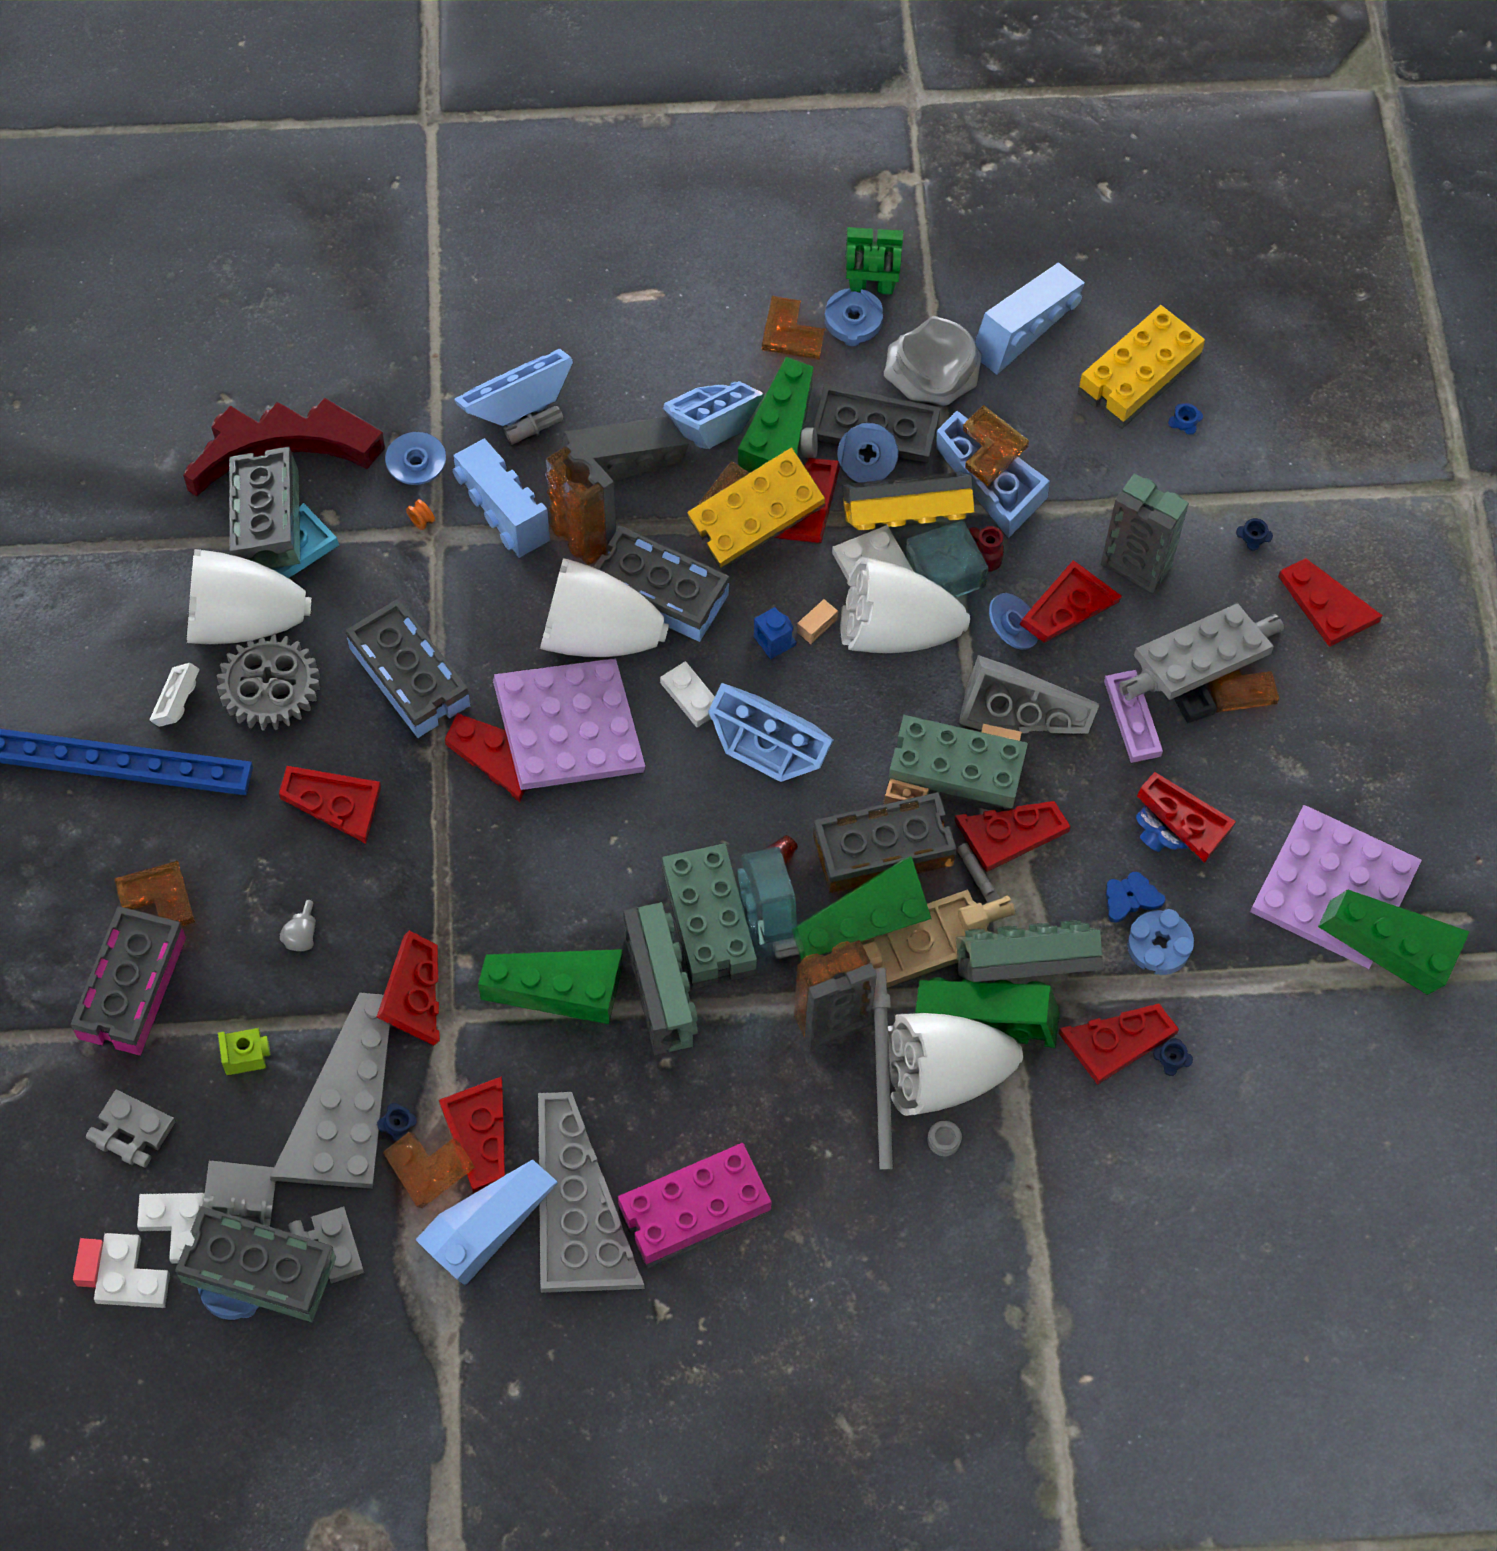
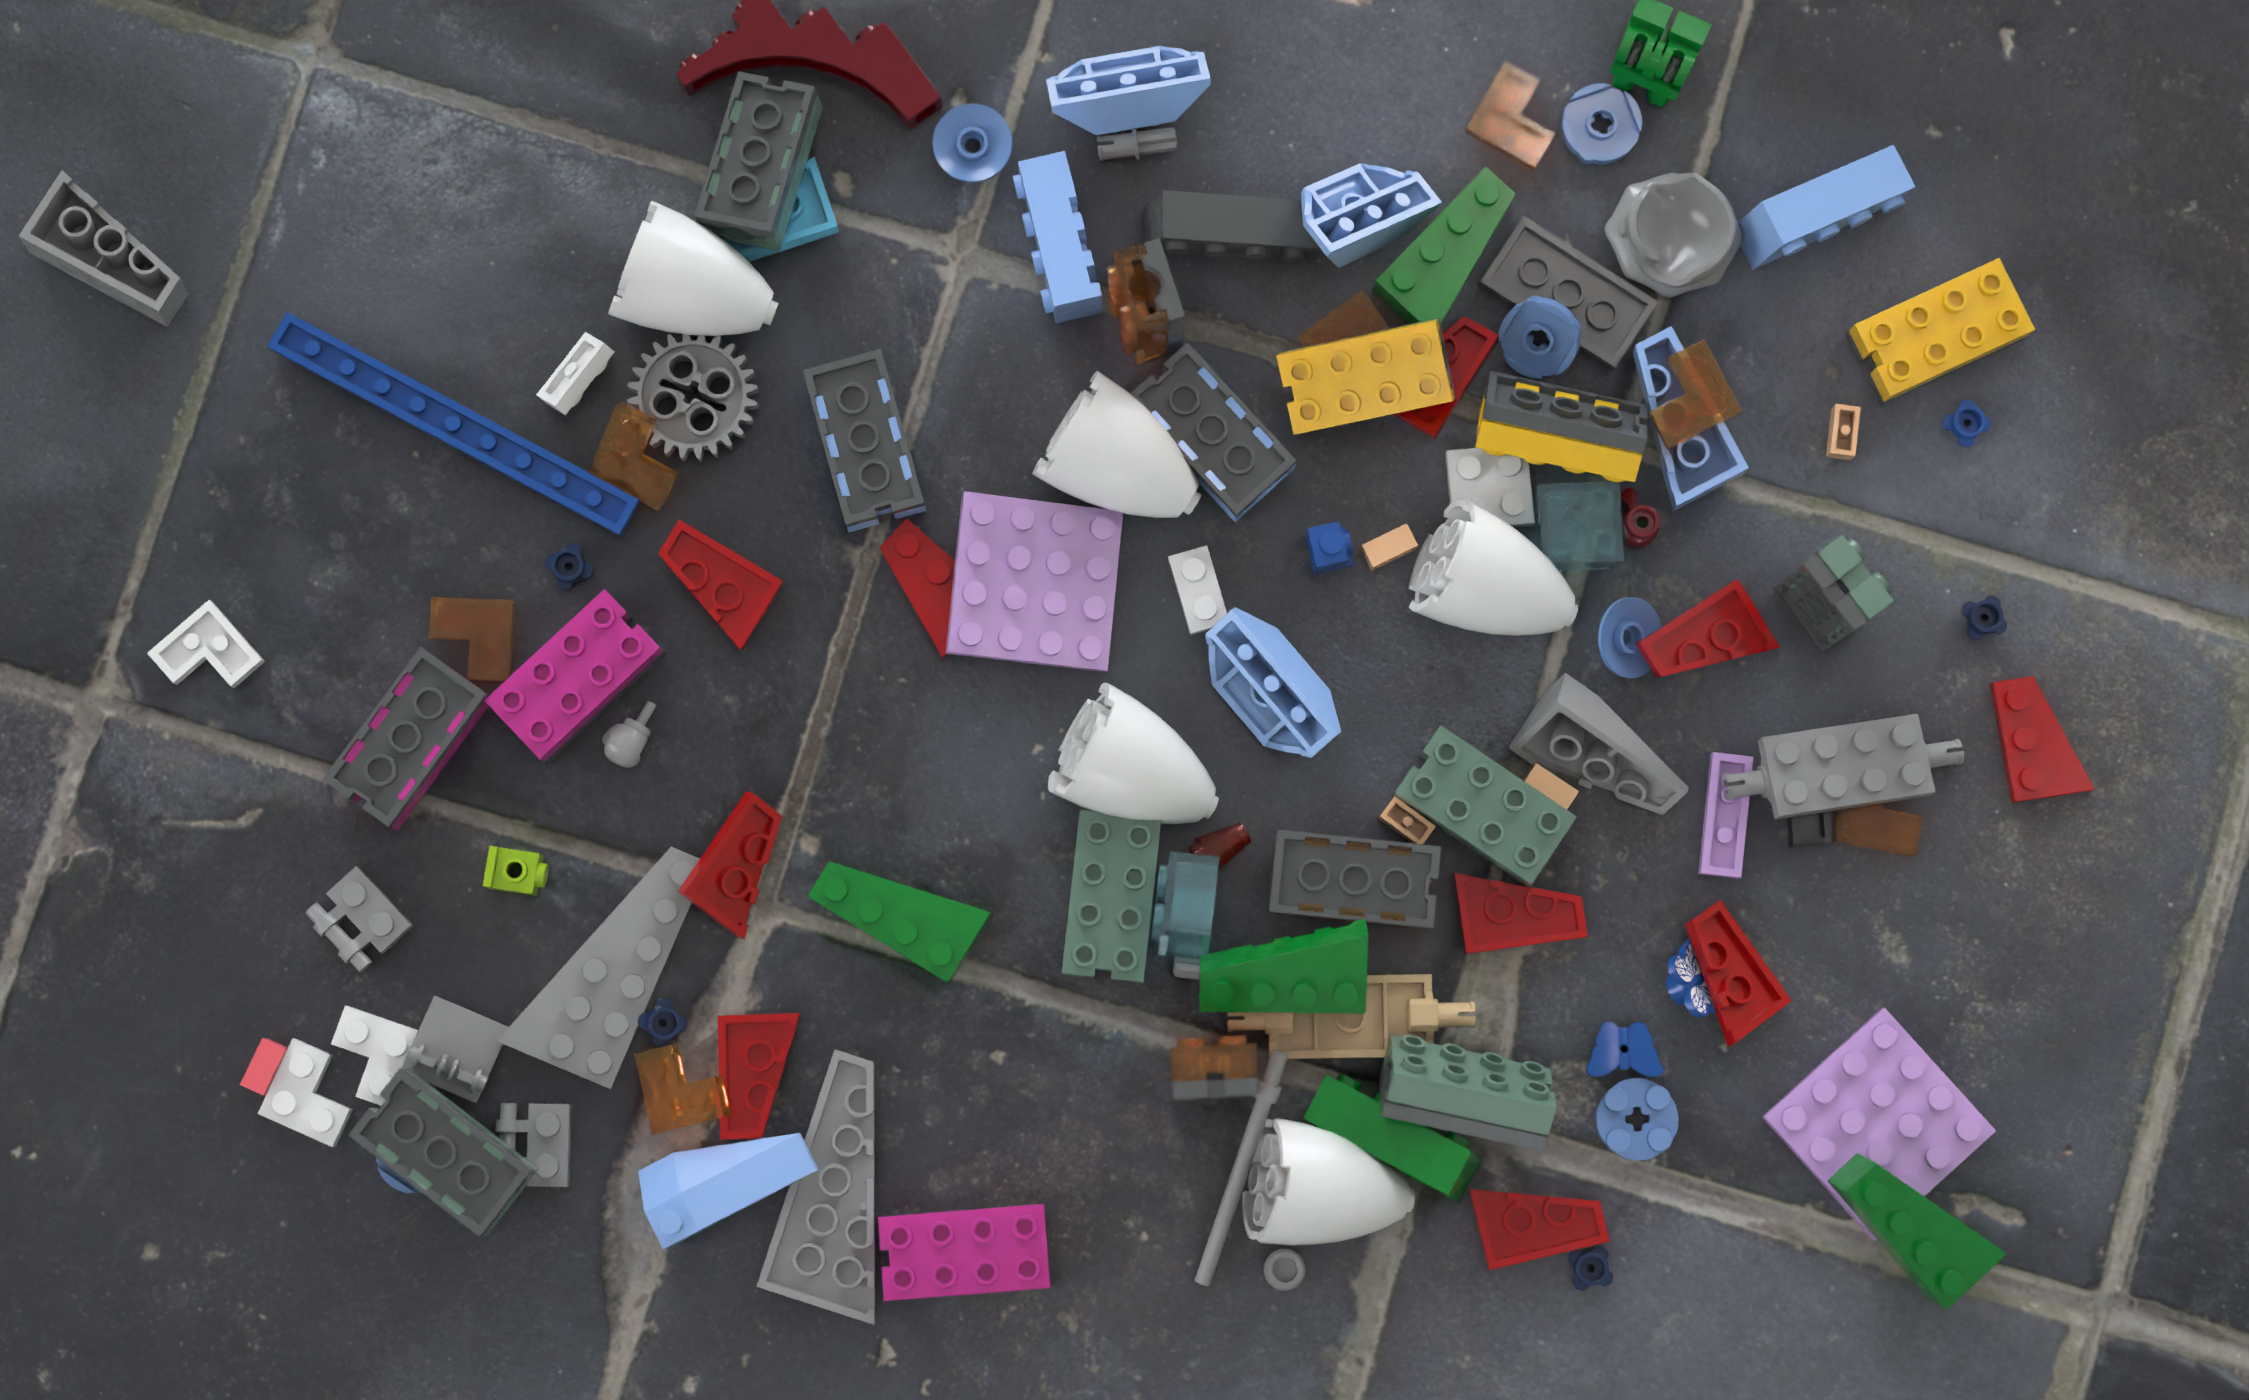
camera: 20 degrees right, 20 degrees up
(210, 819) = (558, 561): none -> dark blue plate
(230, 740) = (622, 459): none -> clear orange plate
(244, 898) = (574, 677): none -> dark pink piece
(420, 514) = (952, 225): orange bush -> none
(660, 978) = (1020, 961): sand green piece -> none
(688, 814) = (1131, 764): none -> white cylinder
(809, 442) = (1471, 296): light grey tile -> none
(977, 873) = (1454, 952): light grey wheel -> none
(1104, 450) = (1843, 432): none -> light nougat piece

